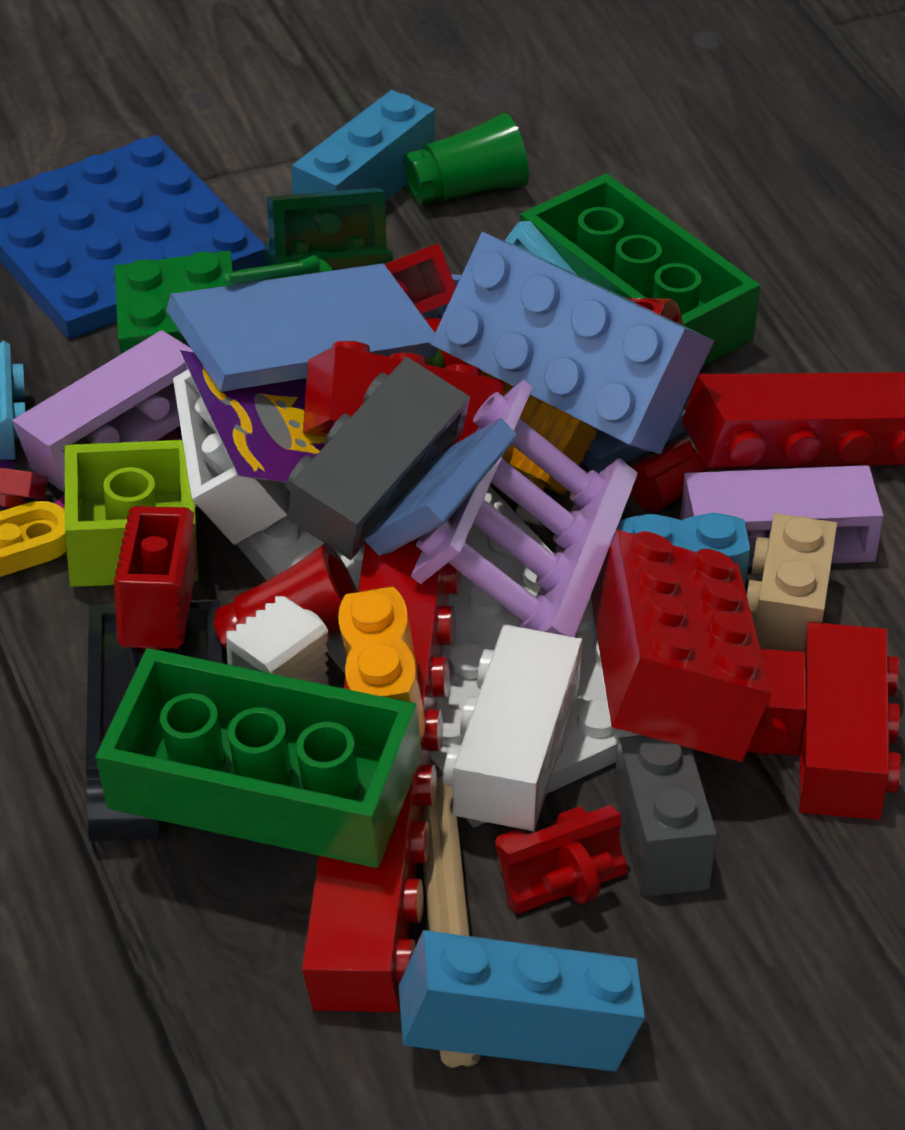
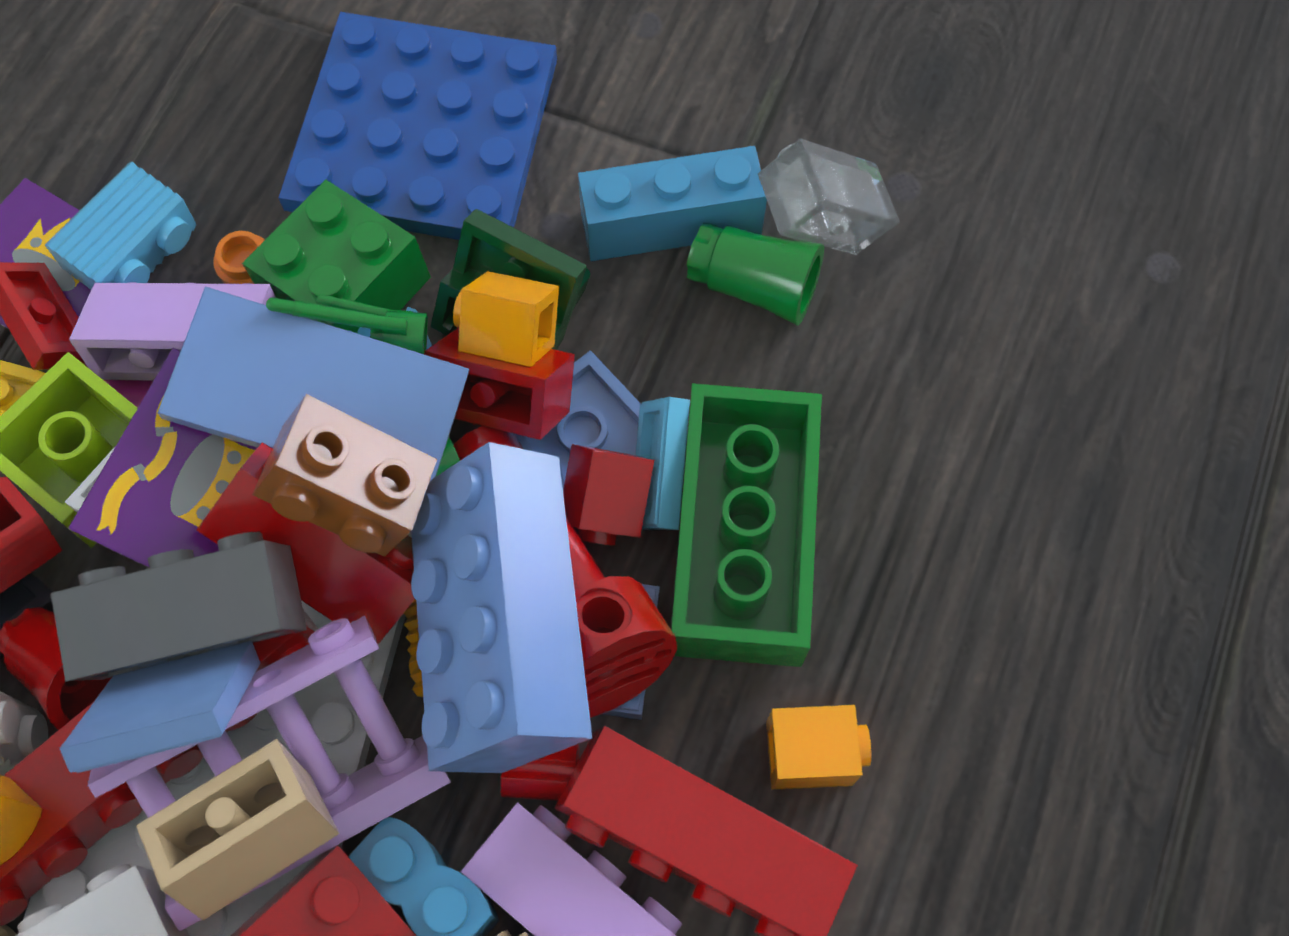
camera: 45 degrees right, 25 degrees up
(80, 361) = (231, 253): none -> orange plate
(364, 237) = (506, 318): none -> light orange brick
(404, 315) = (345, 477): none -> brick
(468, 88) = (827, 197): none -> clear brick
(562, 523) = (236, 830): none -> tan brick
(816, 346) = (816, 747): none -> light orange brick

